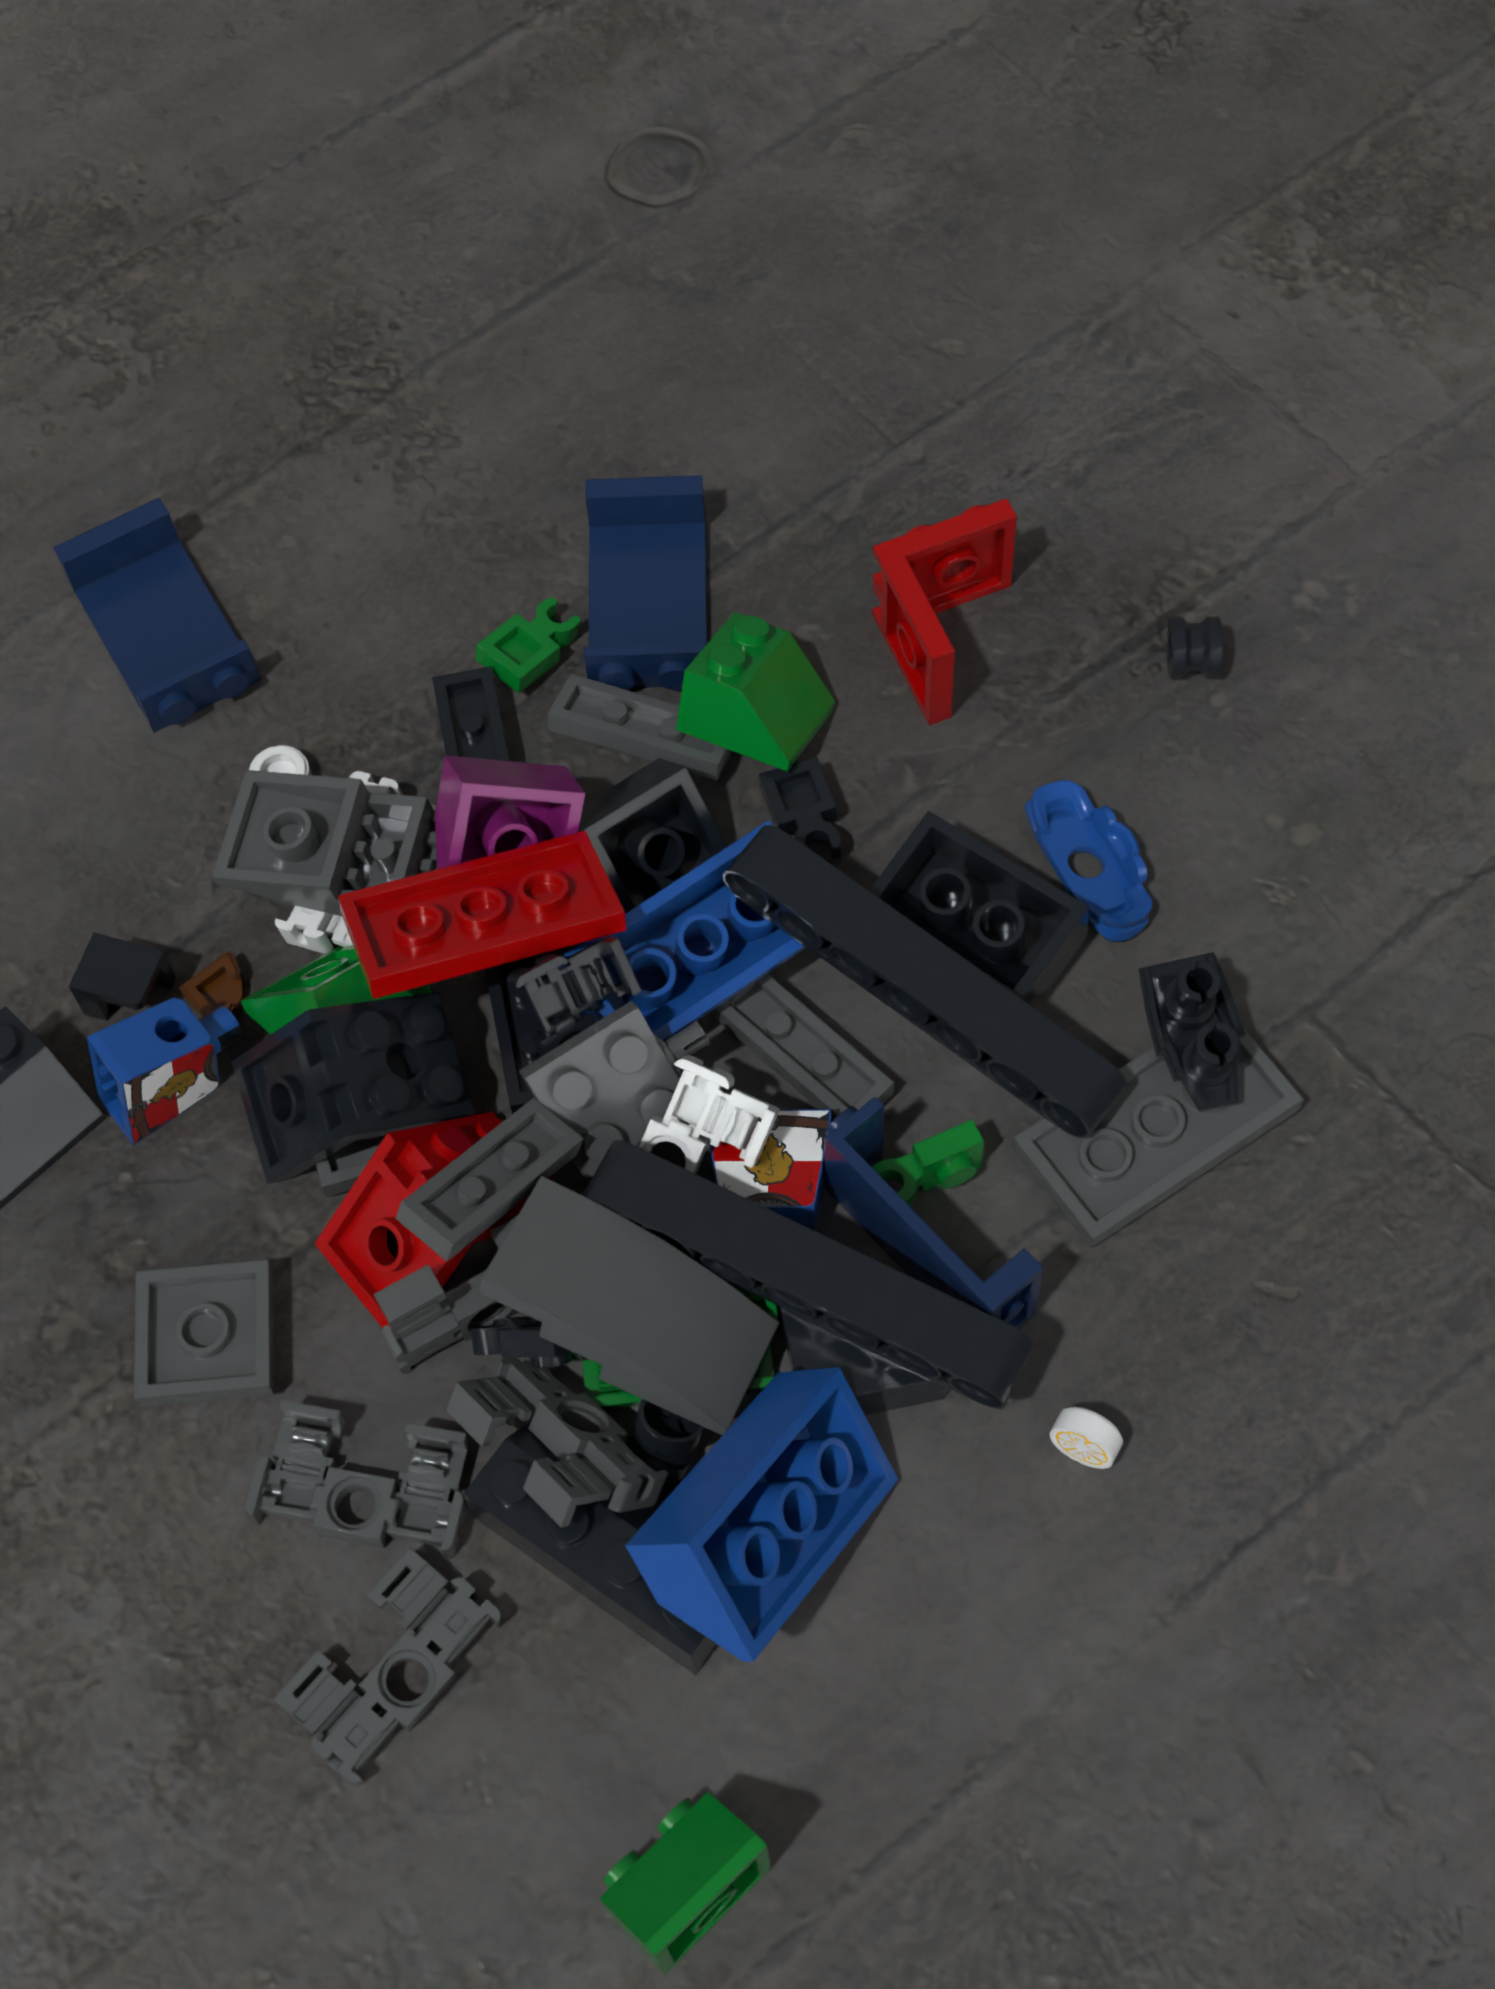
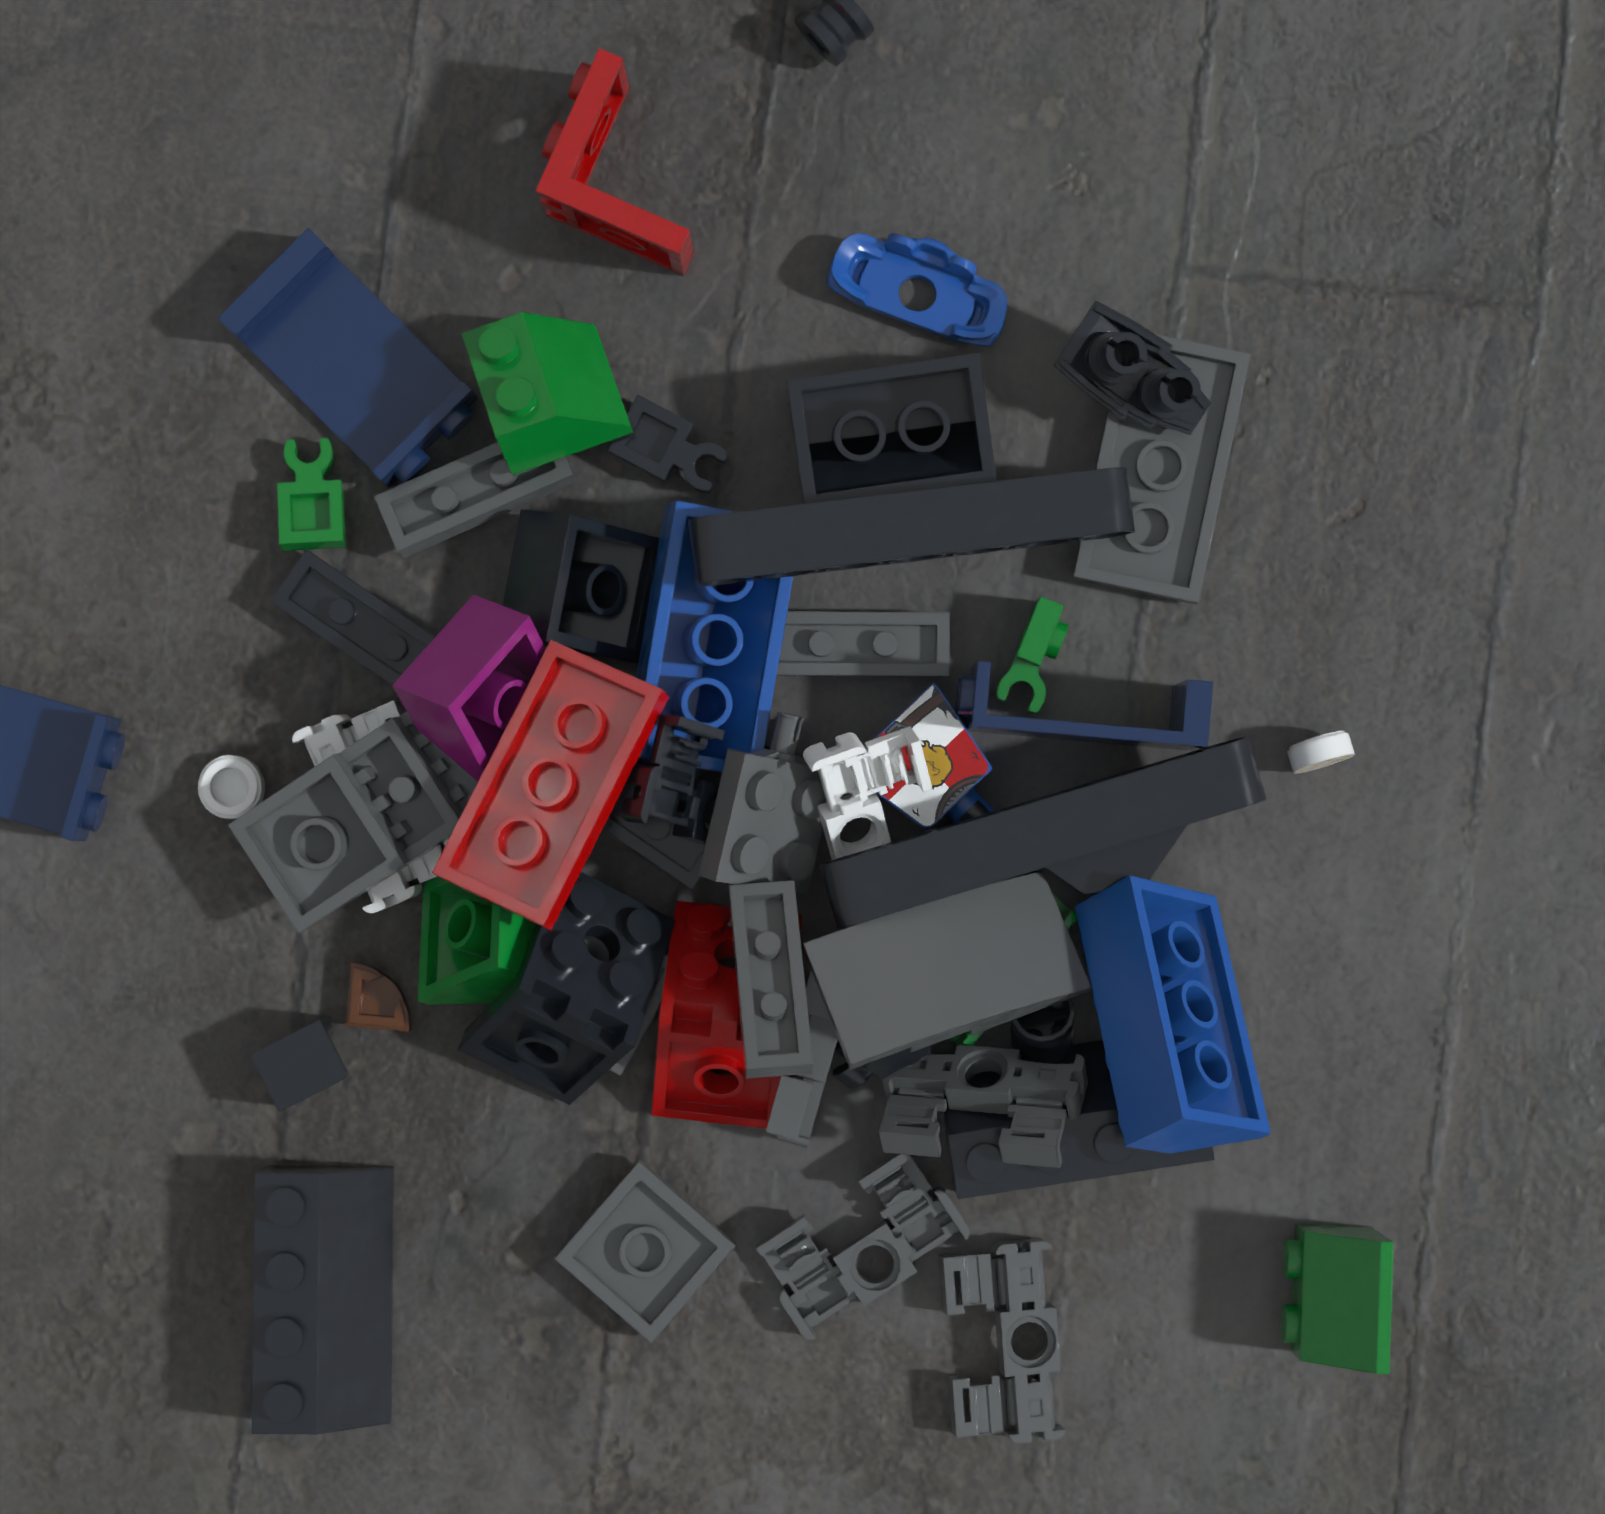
camera: 50 degrees left, 25 degrees up
(159, 1064) = (408, 1125): blue torso -> none

